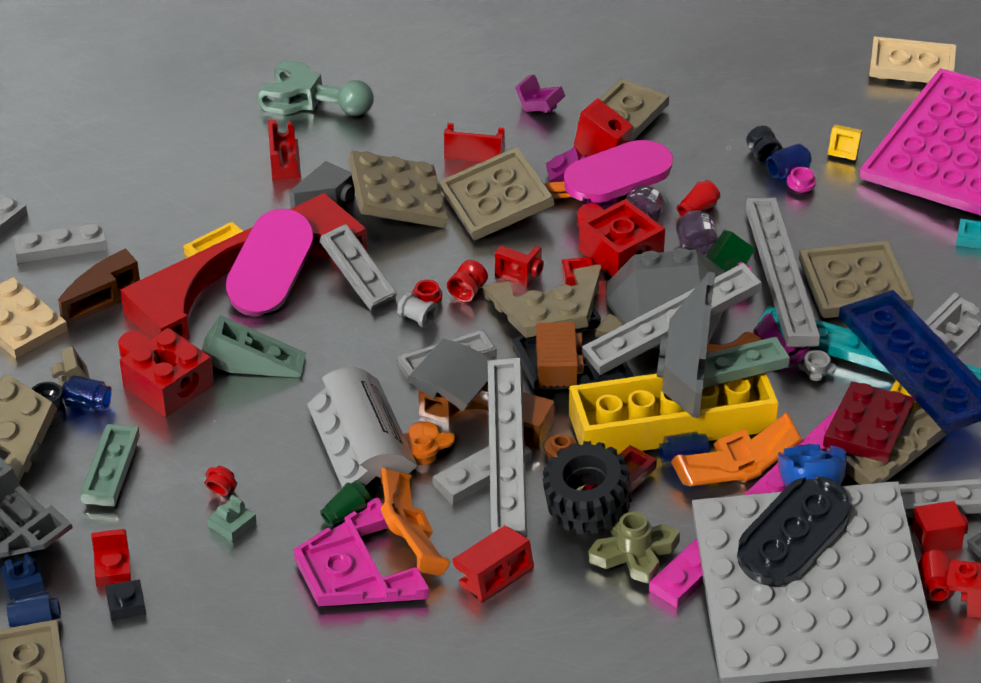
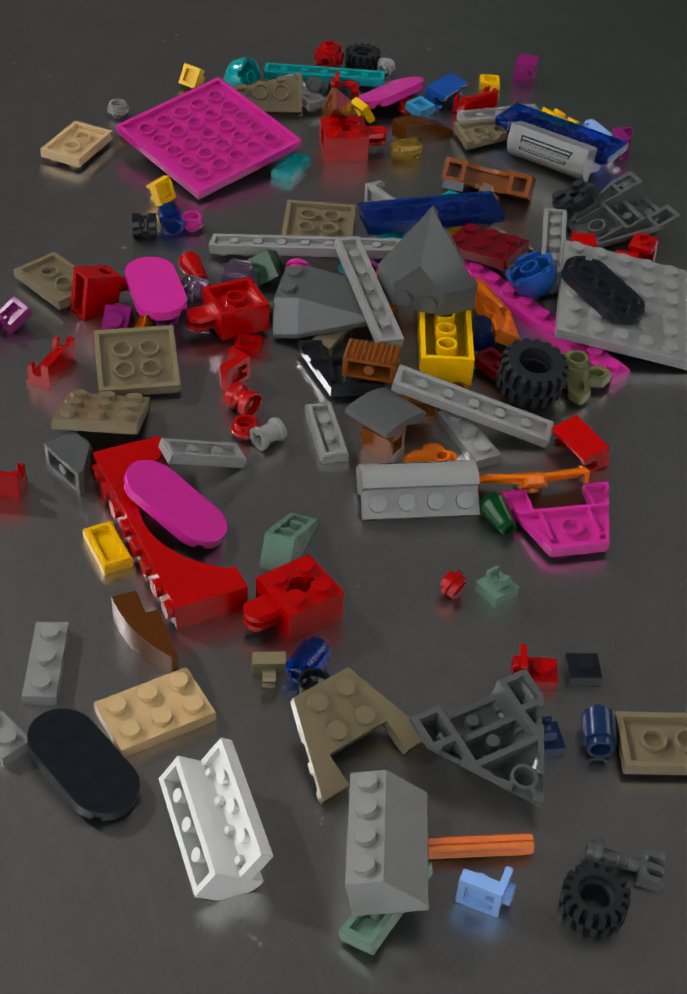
camera: 80 degrees left, 0 degrees up
(110, 465) = (410, 656): sand green plate -> none
(557, 305) = (306, 361): dark tan wing -> none

